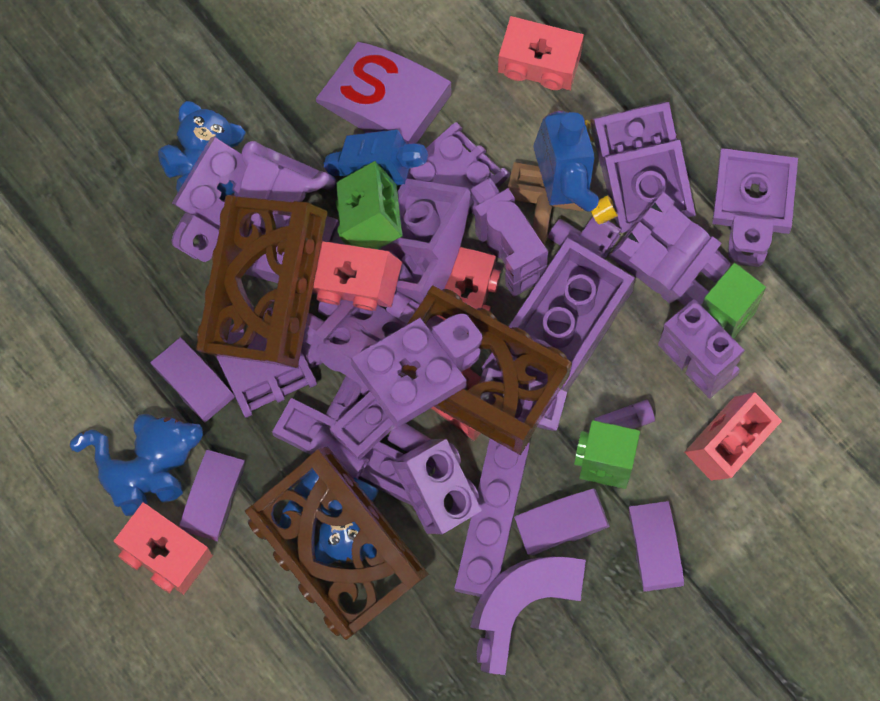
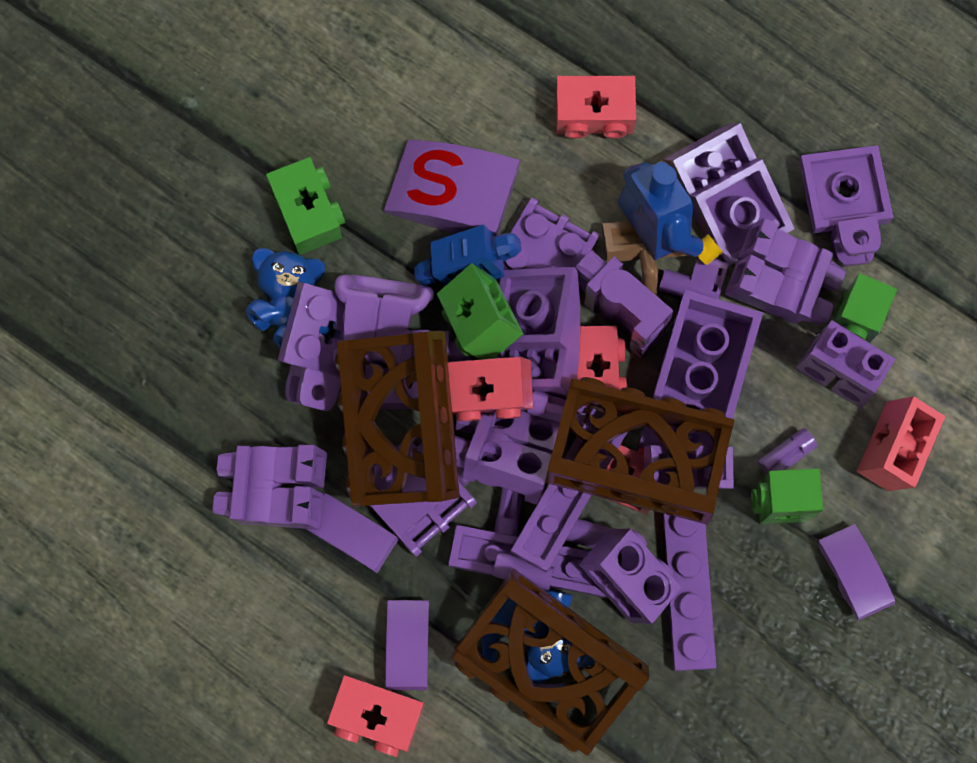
camera: 20 degrees left, 5 degrees up
(133, 316) = (259, 481): none -> medium lavender hips
(159, 447) = (341, 612): blue animal -> none
(239, 94) = (307, 227): none -> bright green brick
(438, 361) = (601, 452): medium lavender plate -> none
(513, 592) = (736, 661): medium lavender arch -> none
(561, 521) = (758, 573): medium lavender slope -> none

